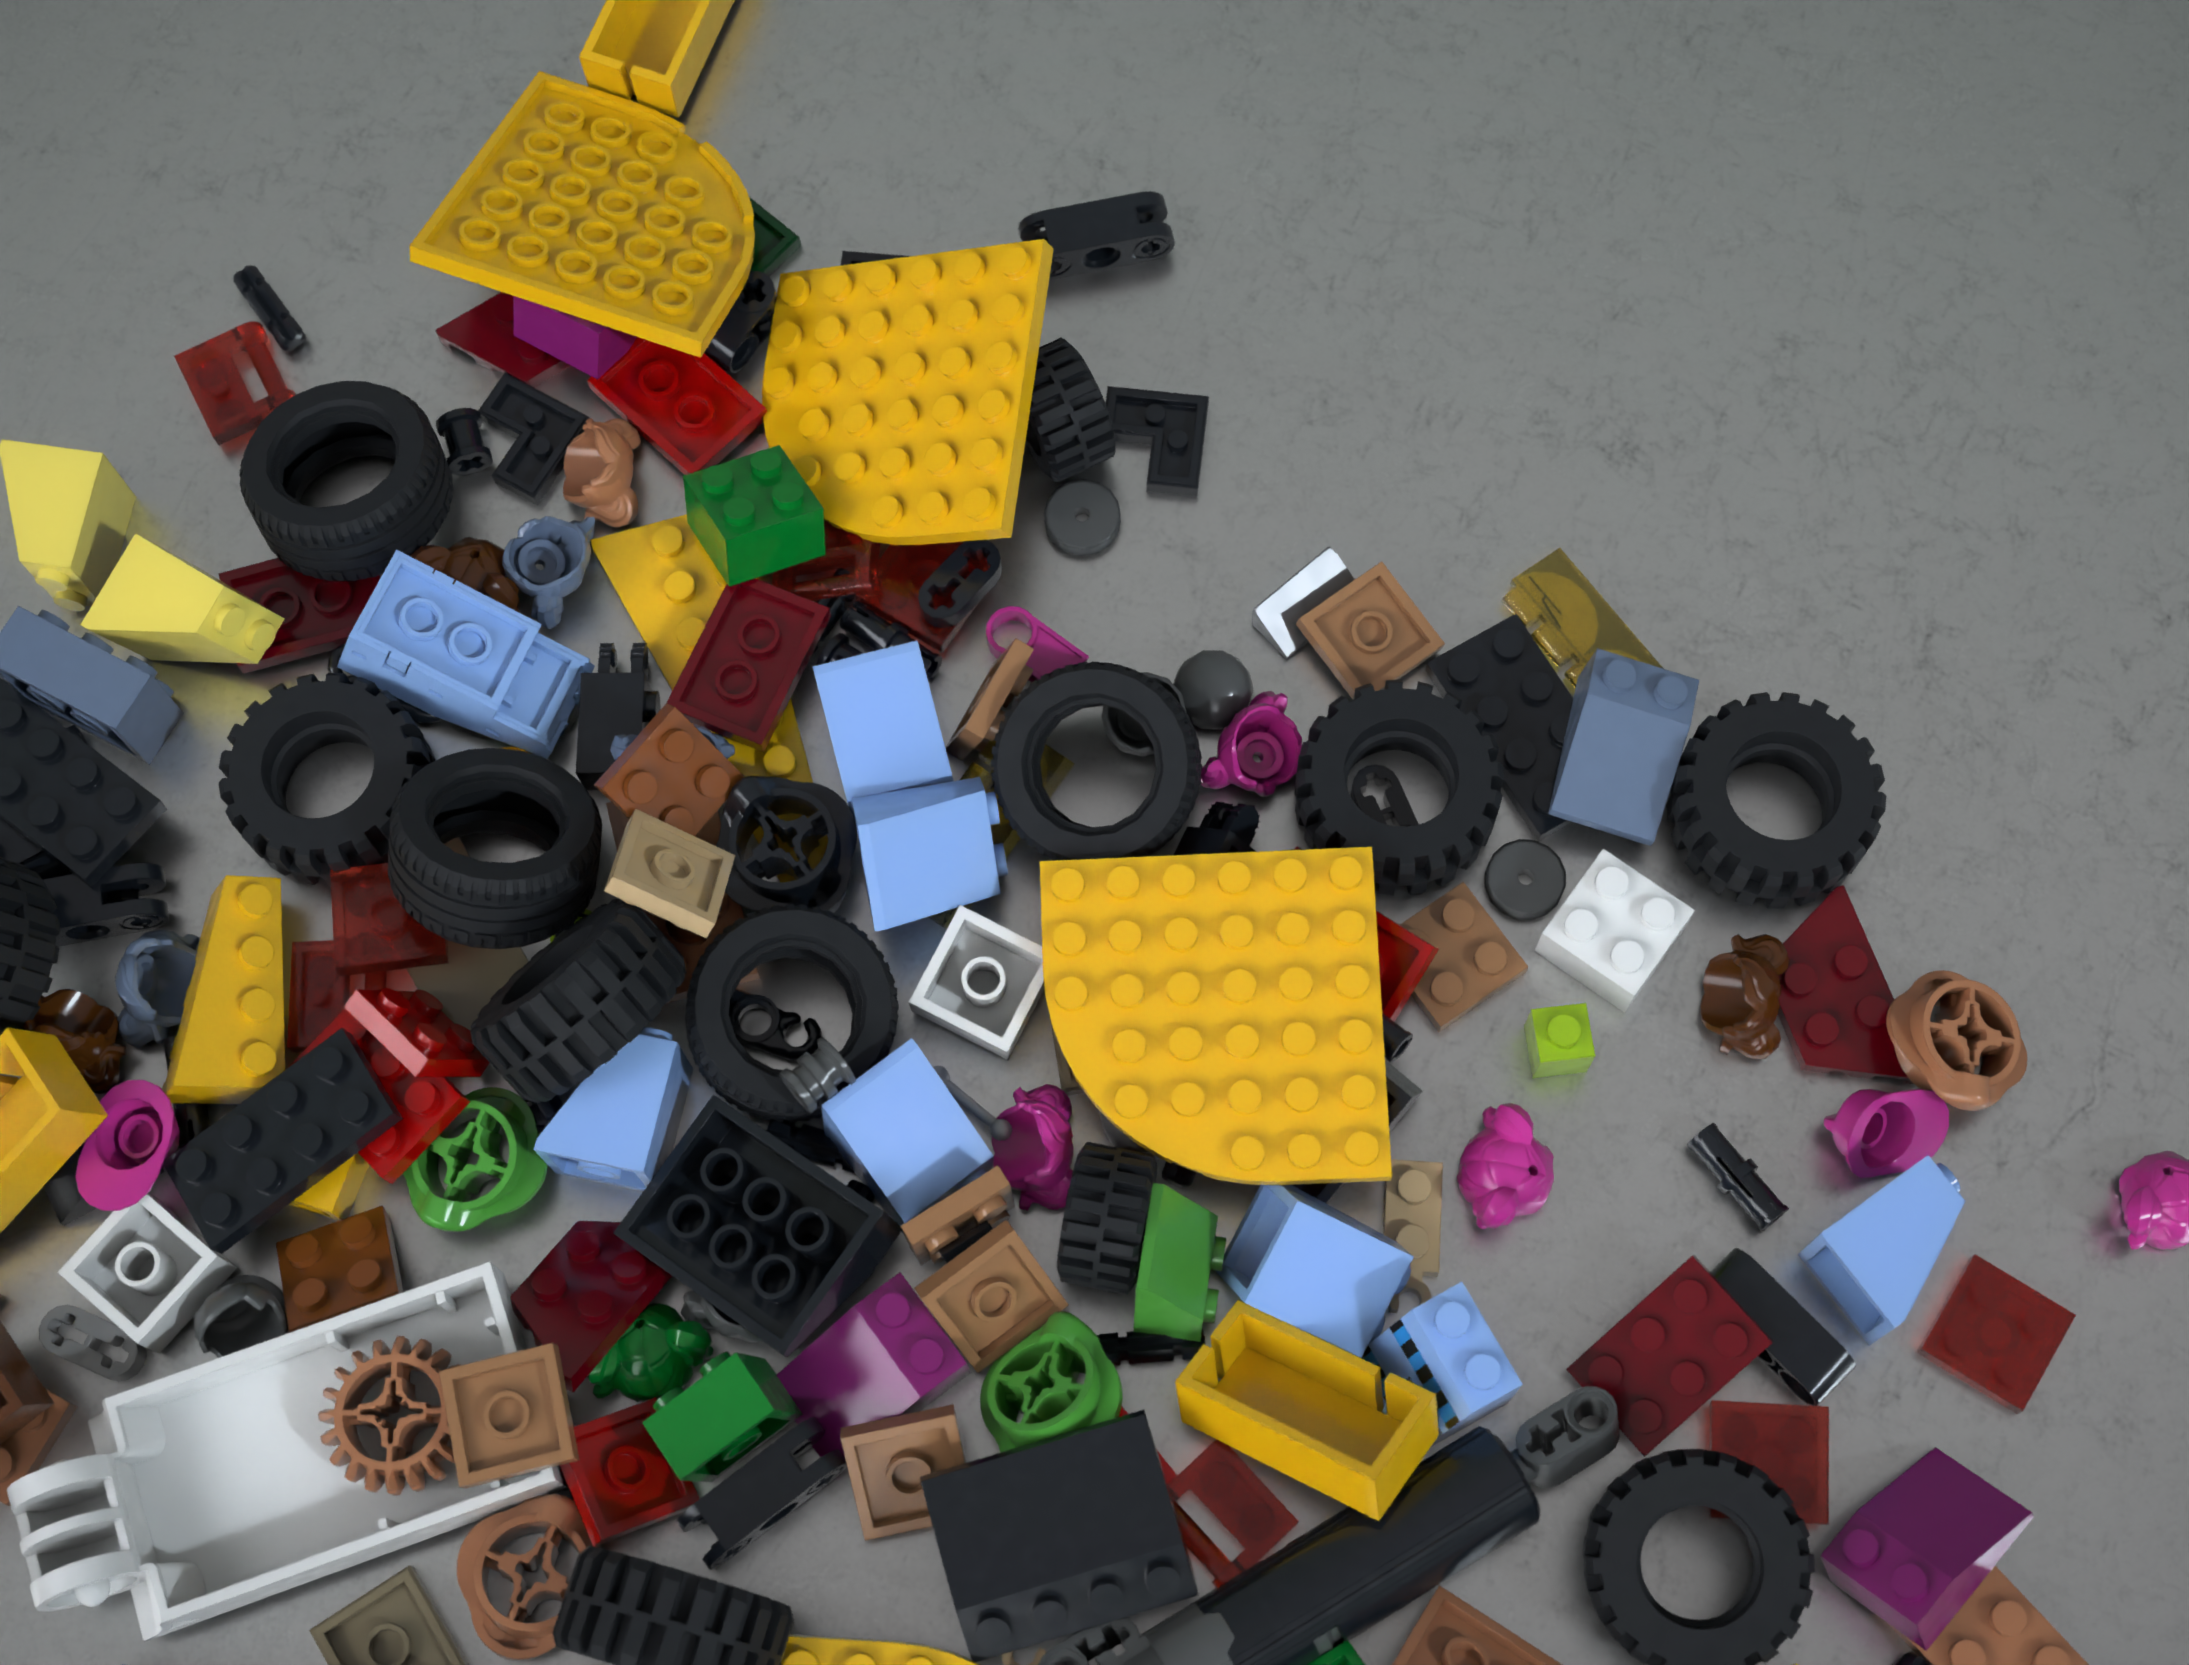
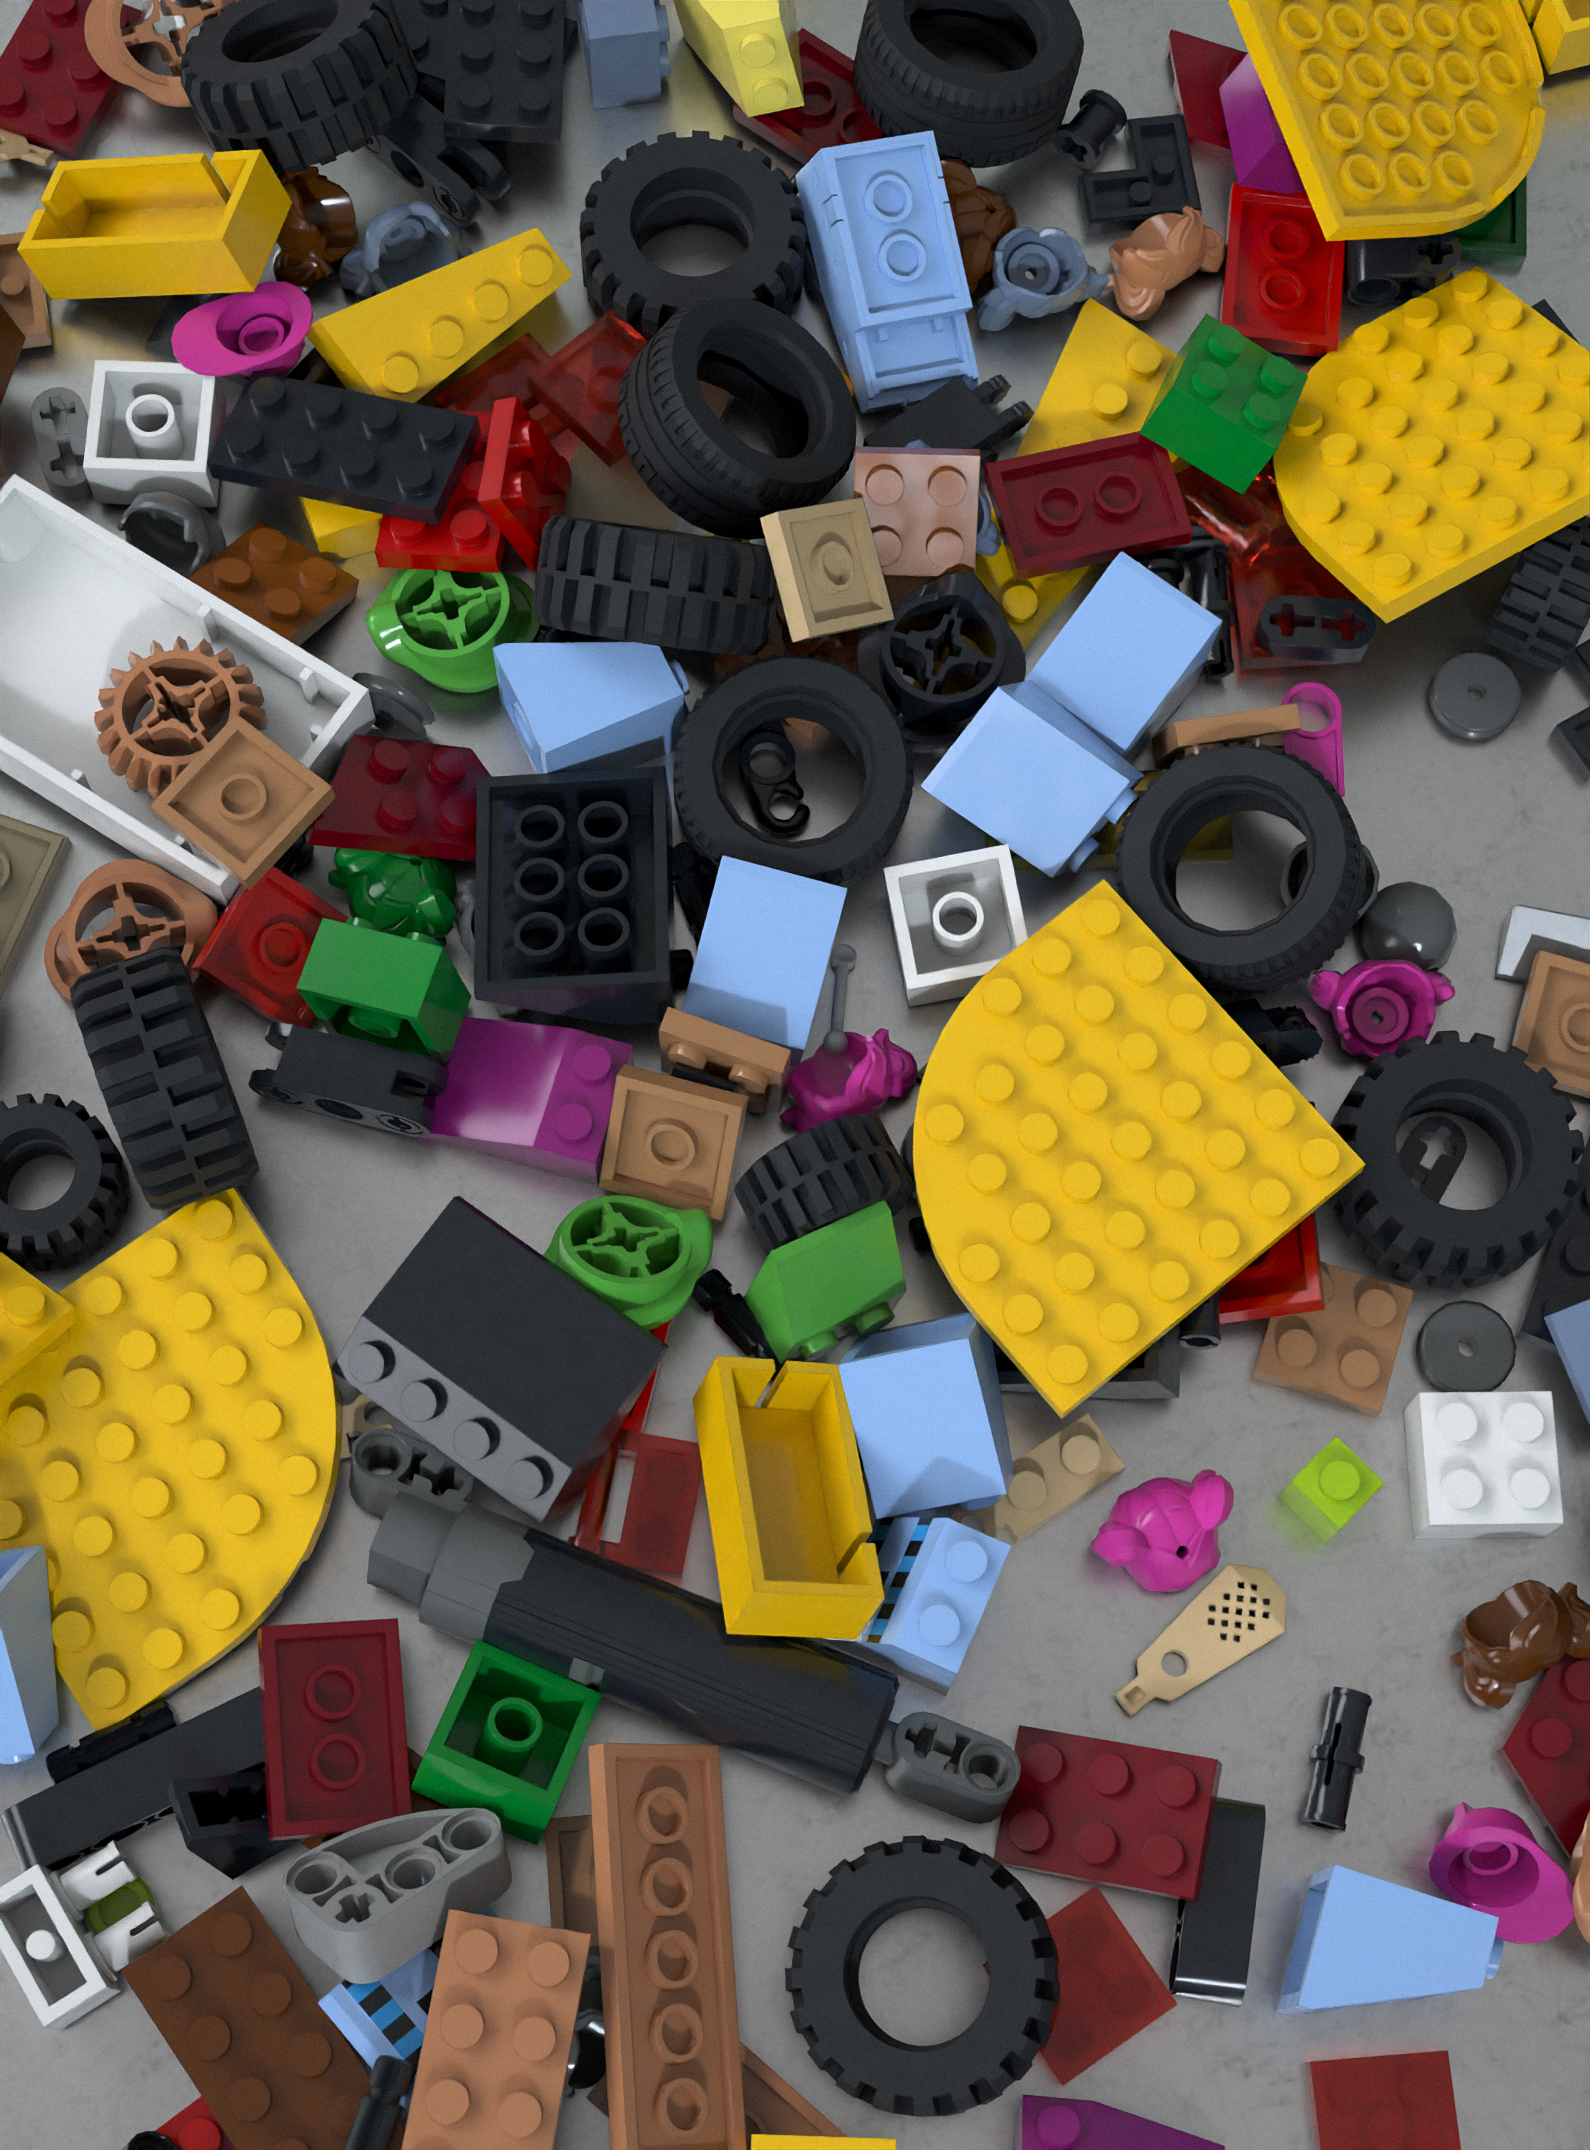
camera: 45 degrees right, 0 degrees up
(507, 1251) = (396, 708): none -> dark grey piece
(817, 1075) = (745, 830): dark grey bush -> none
(887, 1464) = (460, 1159): medium nougat plate -> none
(1595, 1206) = (1201, 1642): none -> tan piece

